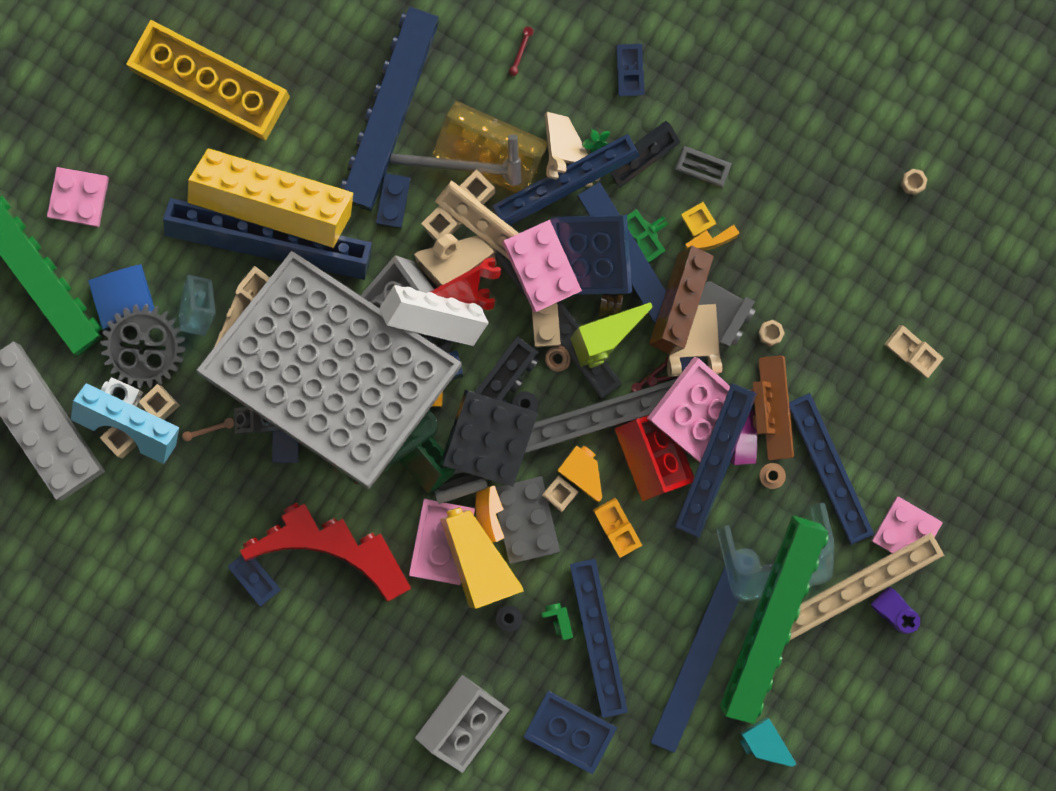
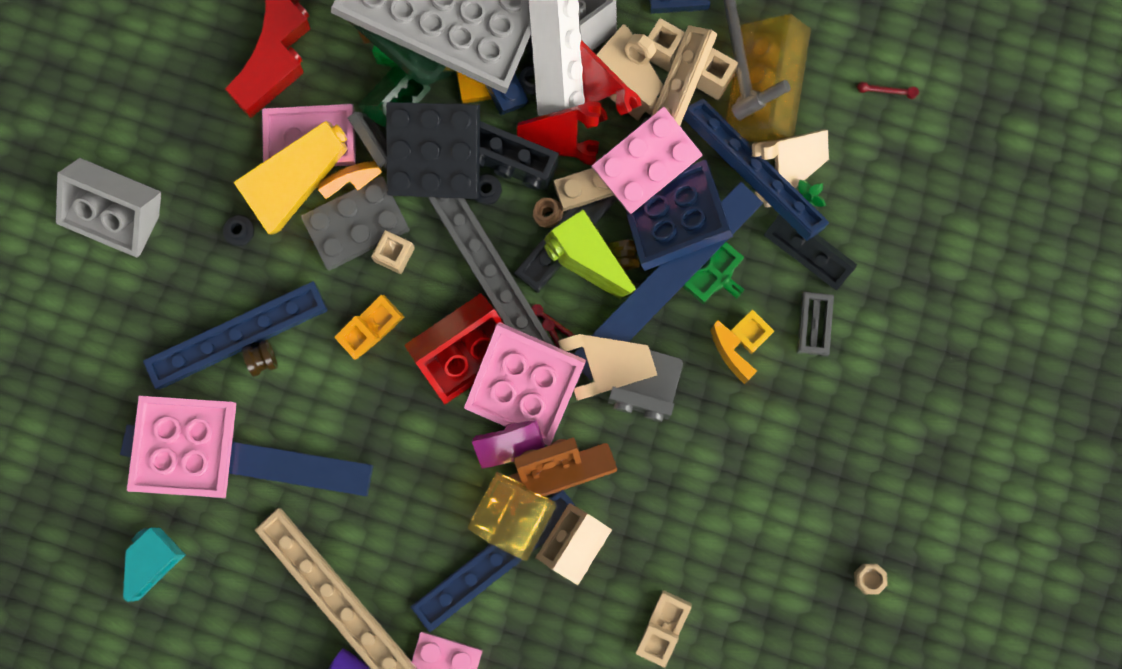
camera: 80 degrees right, 5 degrees down
(496, 329) = (560, 131): none -> red flag
(562, 625) = (243, 291): green bracket -> none
(570, 732) = (121, 329): dark blue plate -> none
(583, 472) = (422, 271): light orange slope -> none
(623, 622) = (259, 358): none -> dark brown wheel
(630, 69) = (904, 213): dark blue slope -> none
(681, 300) = (650, 330): reddish brown brick -> none
(682, 698) = (181, 446): none -> bright pink plate
(715, 460) = (472, 417): dark blue tile -> none
(749, 578) = (368, 568): clear light blue windscreen -> none
(771, 333) = (640, 449): tan tile -> none
(774, 619) = (293, 529): green brick -> none
(780, 476) = (463, 485): medium nougat plate -> none
(801, 446) = (511, 516): none -> clear yellow slope
(833, 404) = (573, 543): none -> brick

